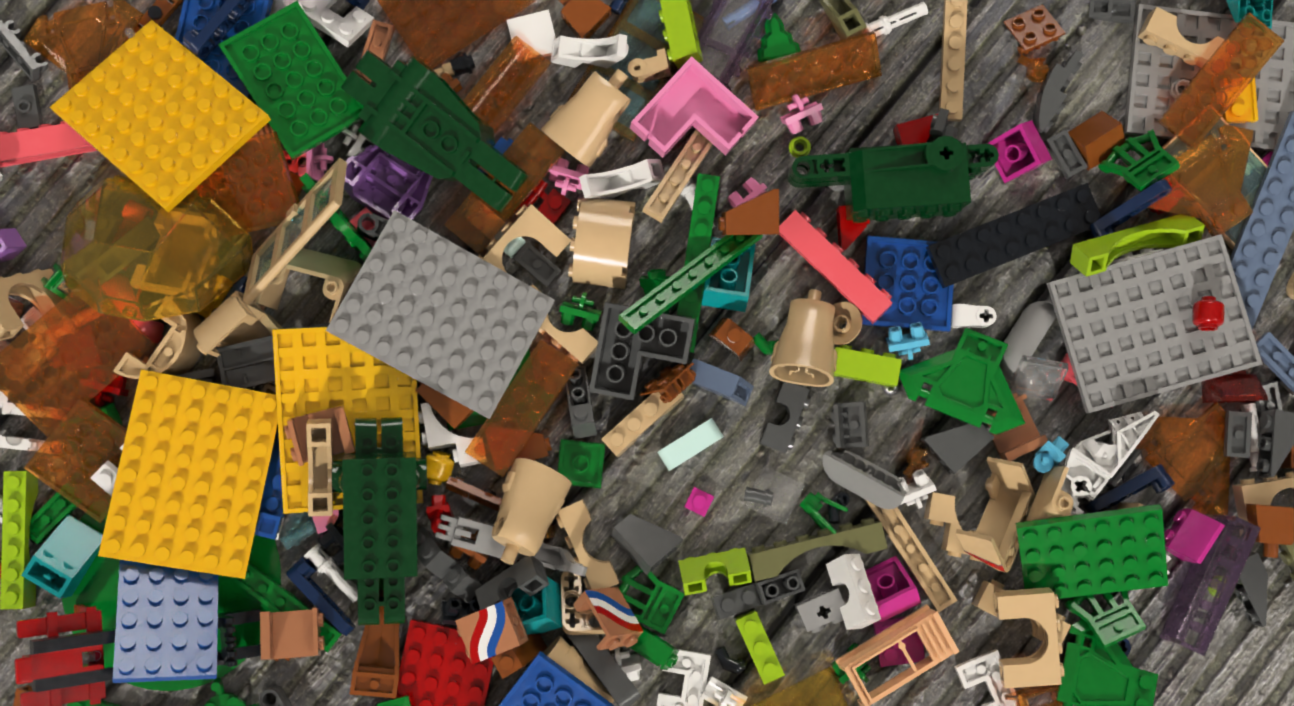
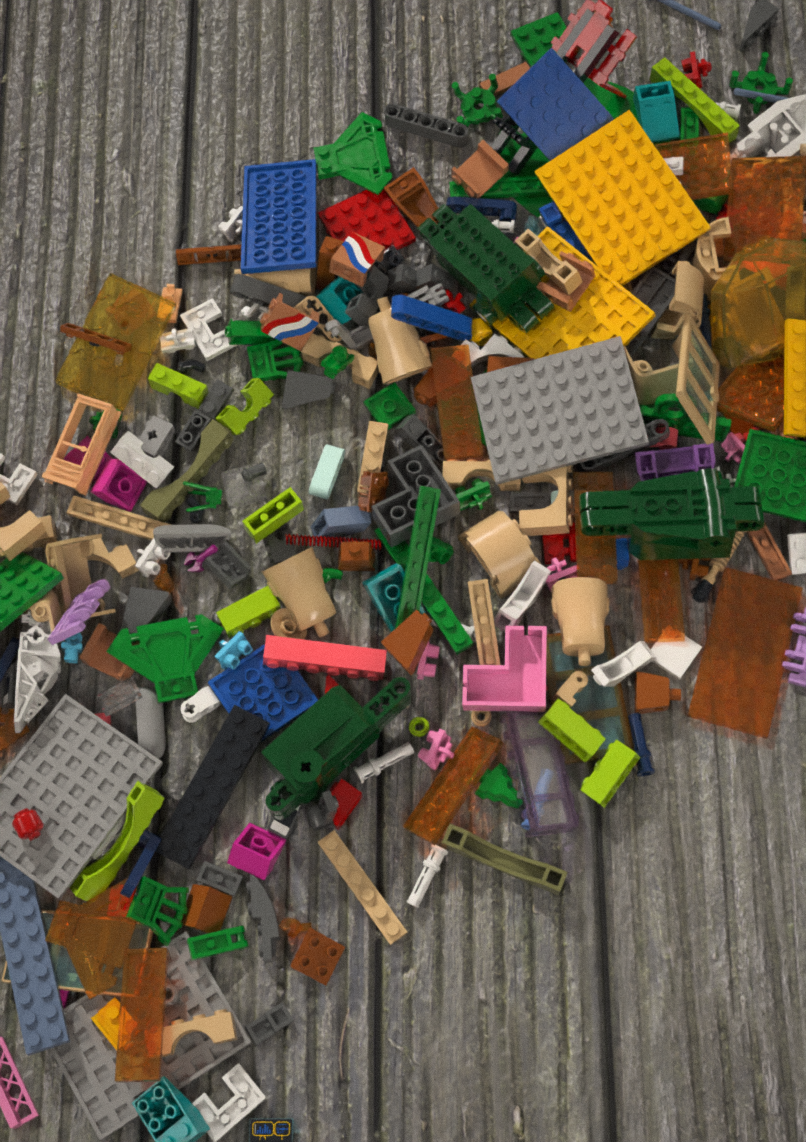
camera: 145 degrees right, 15 degrees down
(478, 502) = (431, 317): none -> blue beam
(597, 539) = (336, 361): none -> green hips
(699, 501) = (291, 443): dark pink plate -> none
(746, 375) = (326, 540): none -> red piece
(780, 429) = (273, 515): none -> lime brick
(851, 140) = (374, 766): none -> white pin
(869, 453) = (199, 558): none -> magenta bar
(1027, 476) = (79, 611): none -> lavender hinge
(1109, 100) = (216, 943): none -> green plate

